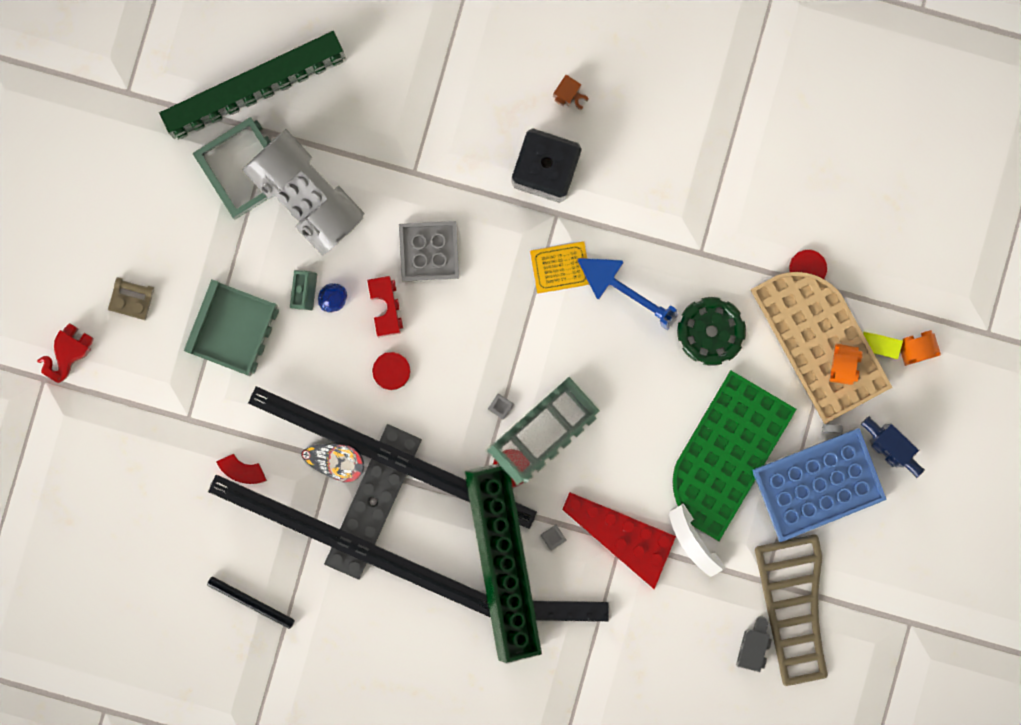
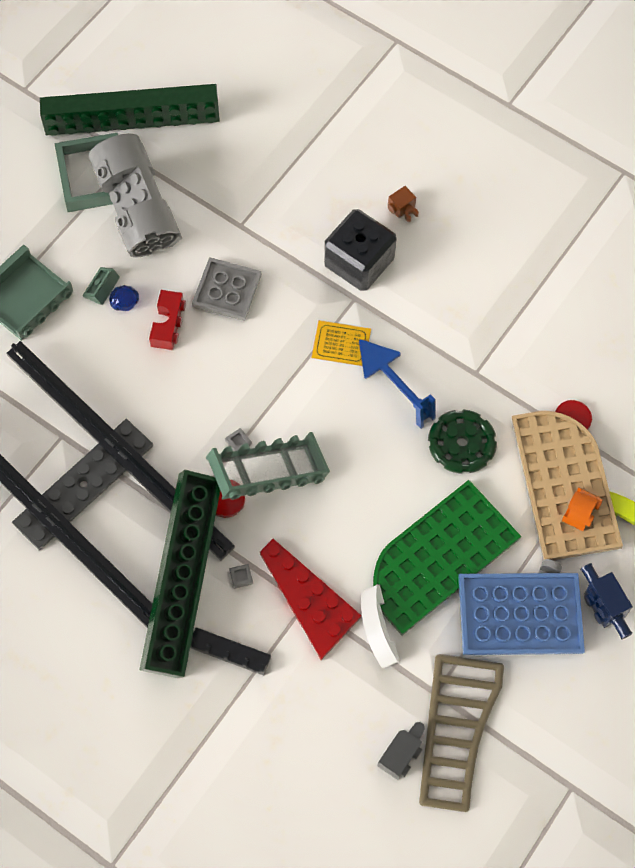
camera: 25 degrees right, 20 degrees down
(335, 461) = (63, 432): shield -> none
(391, 371) = (150, 377): red tile -> none

